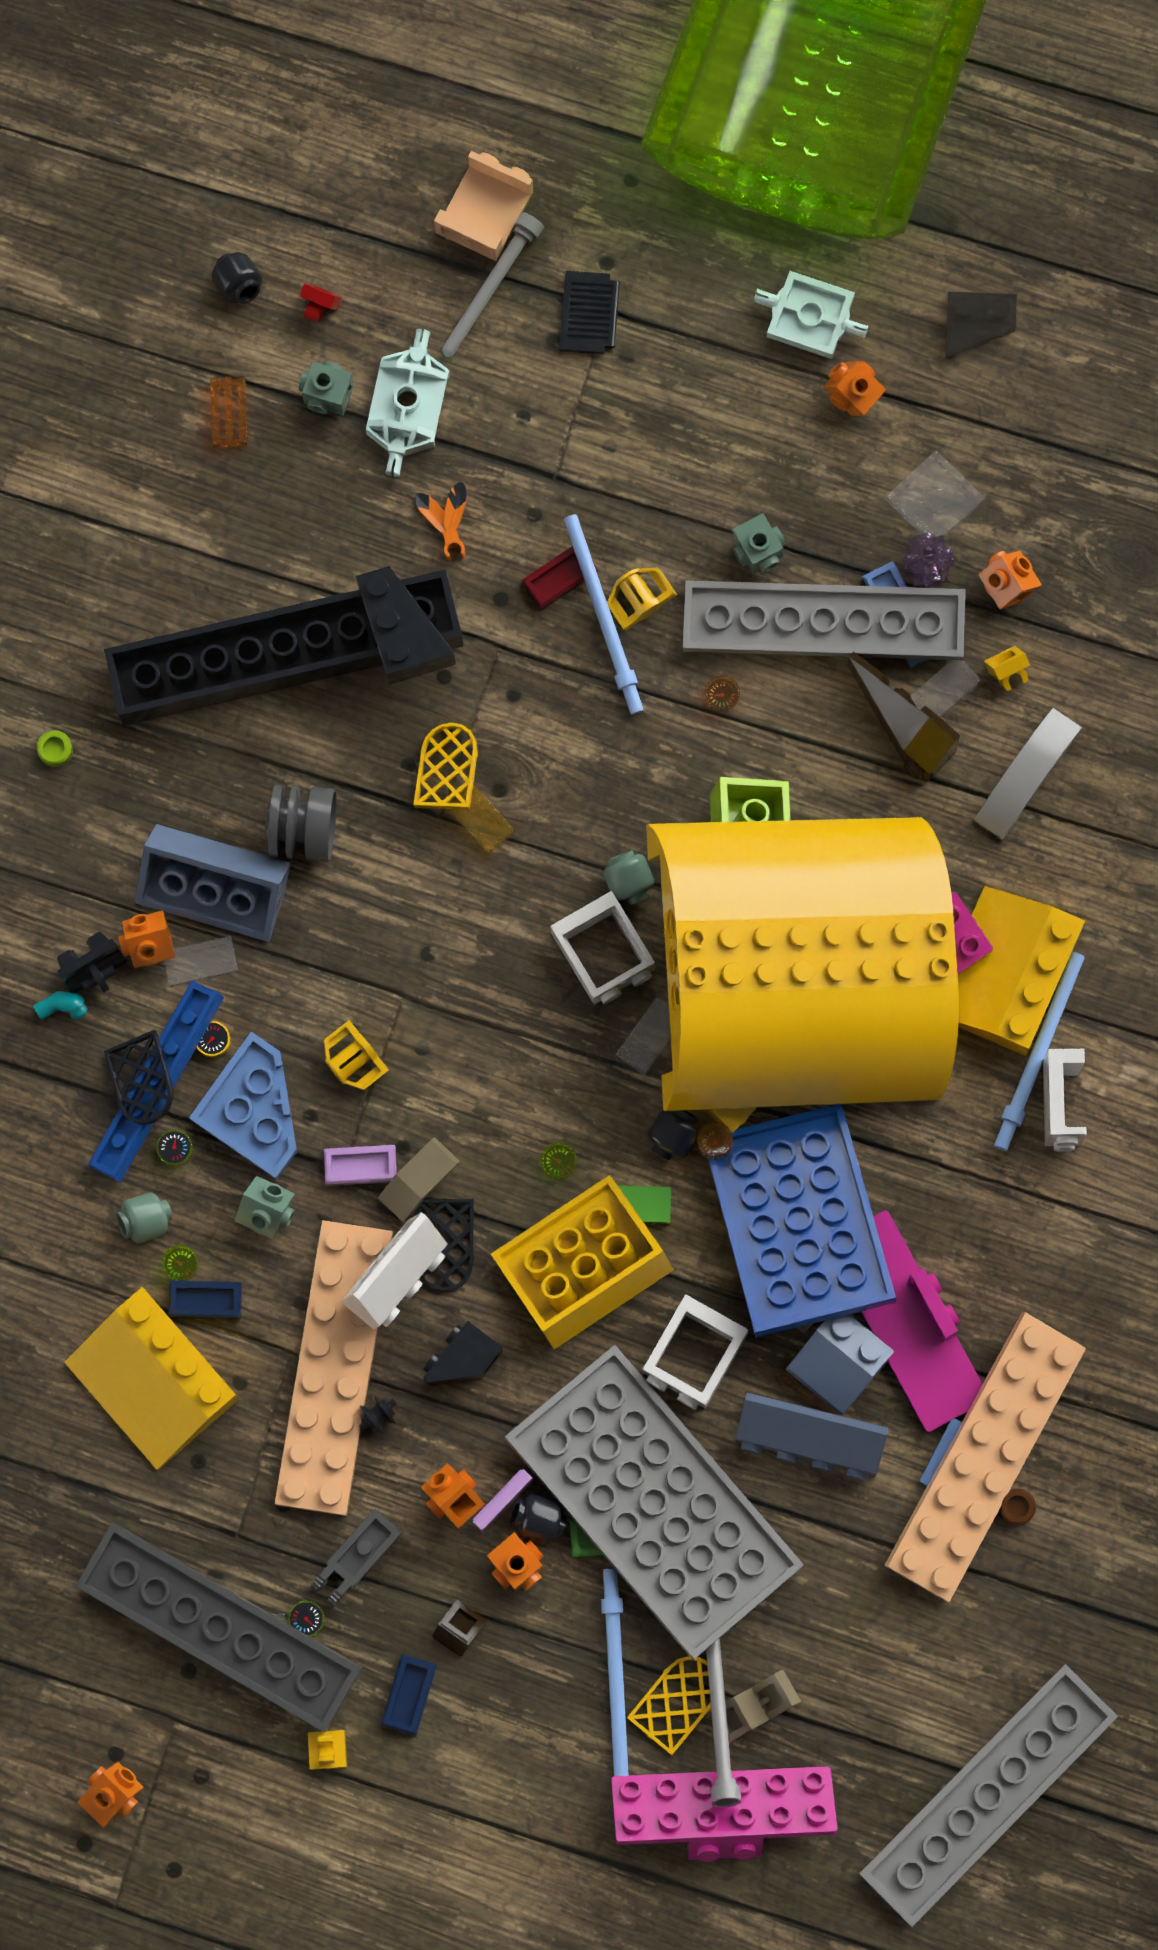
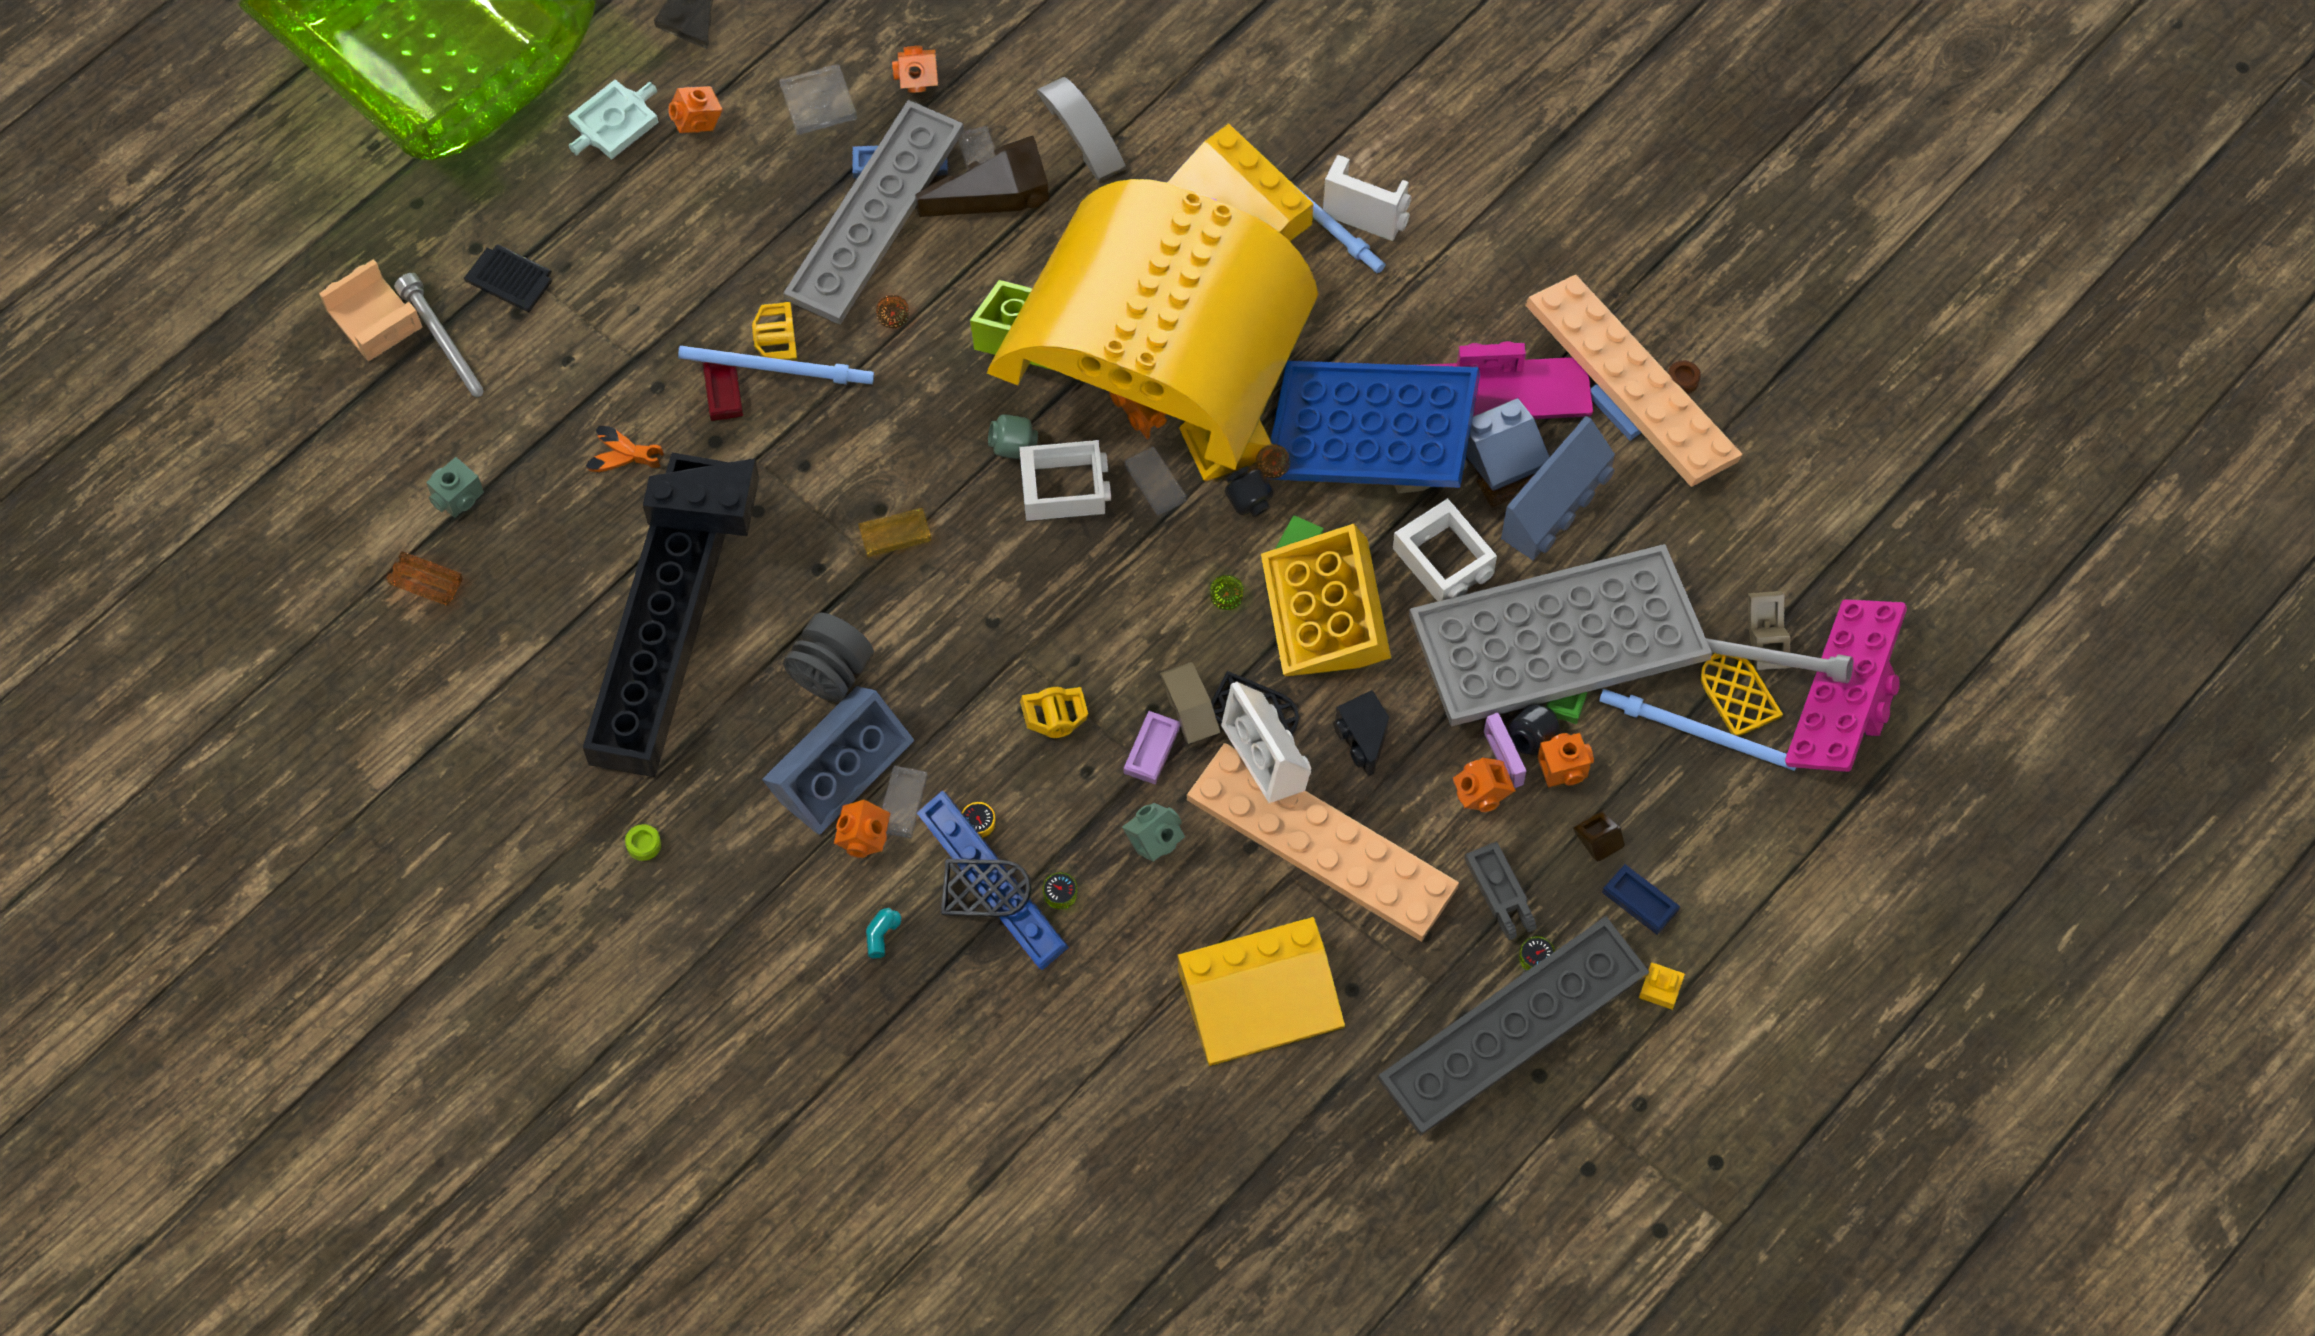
camera: 70 degrees left, 15 degrees down
(92, 967) = (864, 888): black hips -> none
(111, 1794) = (1628, 1177): orange brick -> none
(144, 1218) = (1112, 937): sand green head -> none
(180, 1263) = (1166, 929): clear neon green tile -> none
(205, 1299) = (1210, 919): dark blue tile -> none
(237, 278) = (311, 519): black head -> none
(251, 1107) = (1057, 810): medium blue plate -> none
(319, 301) = (372, 465): red tile -> none
(377, 1414) = (1382, 818): black wheel -> none
(413, 427) = (516, 455): light aqua plate -> none
(443, 804) = (842, 513): yellow window -> none
(758, 544) = (784, 228): sand green brick -> none
(924, 570) = (867, 118): clear purple brick -> none
(988, 1795) = (1917, 492): light grey plate -> none
(1007, 663) = (985, 101): yellow tile -> none

